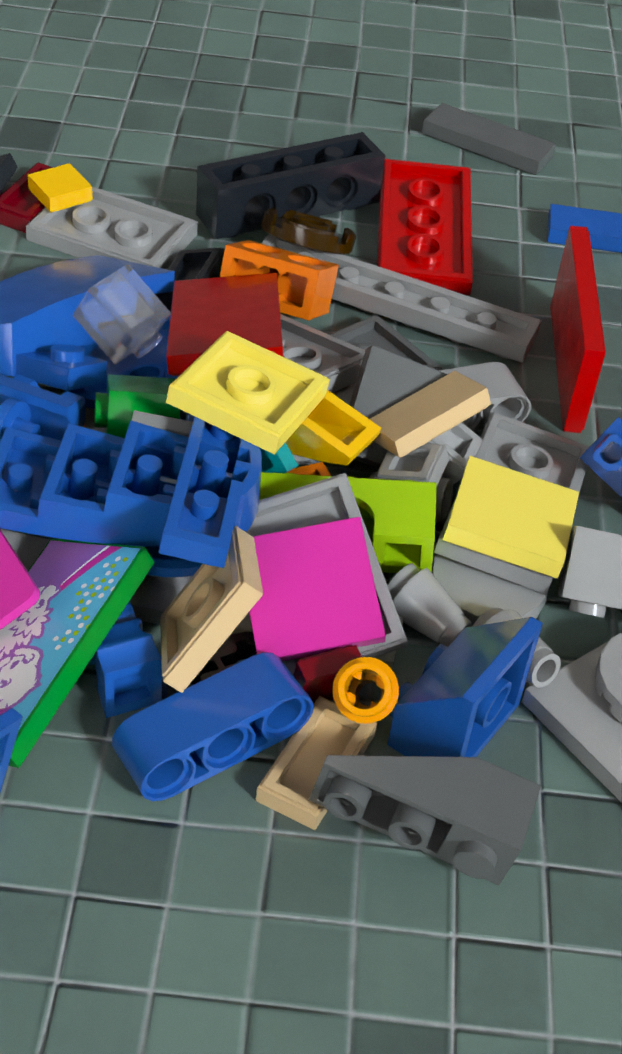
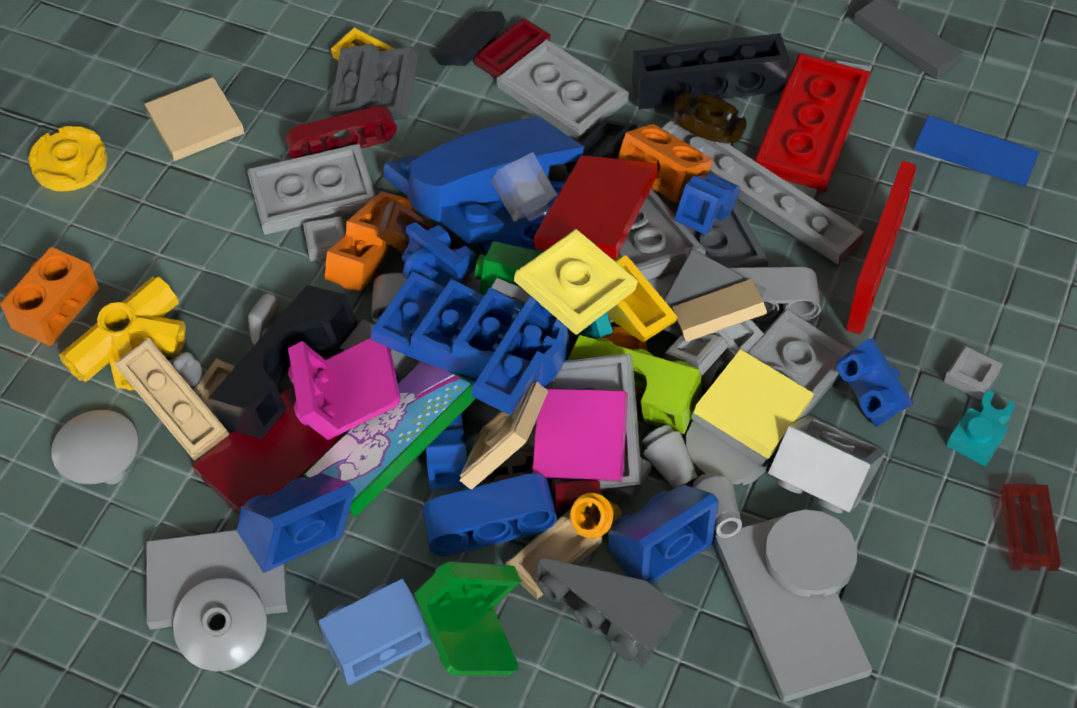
camera: 25 degrees right, 10 degrees up
(60, 187) = (530, 48): yellow tile -> none
(97, 929) = (374, 631): none -> medium blue brick
(220, 863) = (462, 618): none -> green bracket
(351, 307) = (706, 201): none -> blue leg

